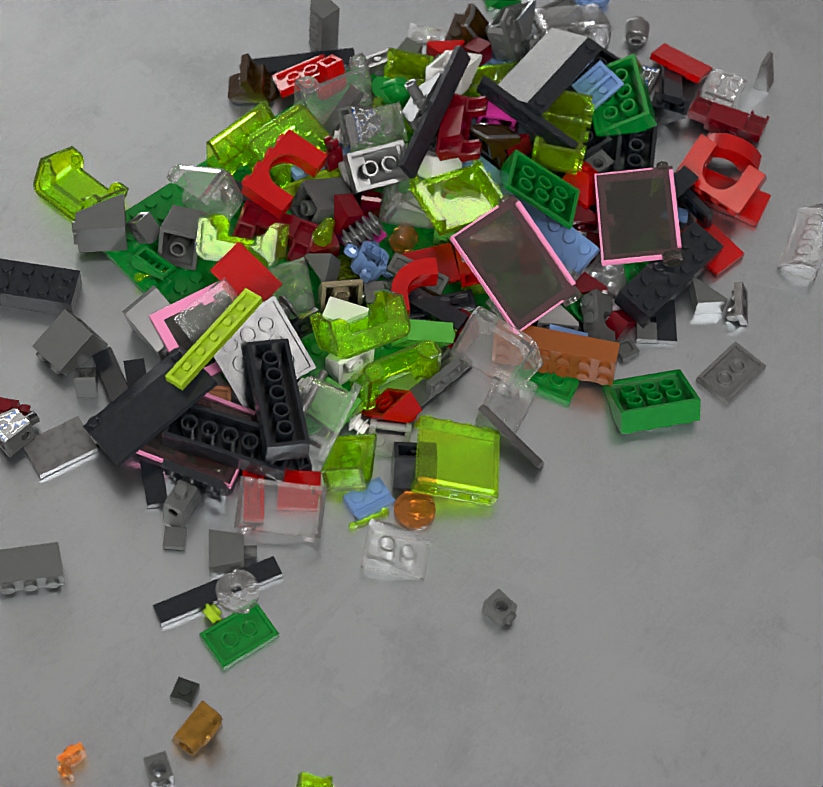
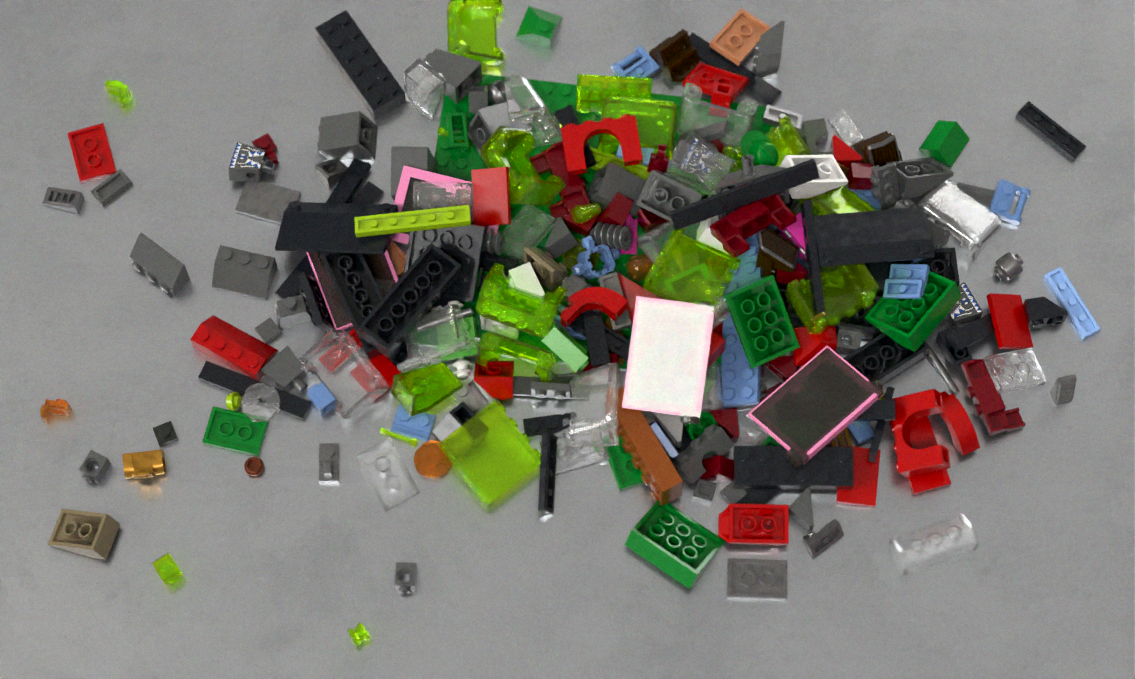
camera: 55 degrees right, 10 degrees up
(96, 253) = (424, 88): none -> clear slope
(104, 512) = (243, 272): none -> dark grey slope
(124, 148) = (539, 27): none -> green slope
(158, 212) = (497, 92): none -> flat silver hair
(164, 576) = (232, 347): none -> red slope
(236, 109) = (643, 68): none -> medium blue plate
(279, 544) = (321, 398): none -> medium blue brick
(281, 35) = (739, 37): none -> nougat plate
(286, 645) = (254, 466): none -> copper plate
(340, 587) = (329, 463): none -> flat silver hinge
(468, 405) = (546, 424): none -> black hinge
(517, 683) = (358, 634): none -> clear neon green wheel
(678, 133) = (942, 371): none -> flat silver bar
(688, 336) = (755, 524): none -> red slope
(692, 39) = (1042, 311): none -> black slope
(700, 21) = (1072, 303): none -> light blue tile

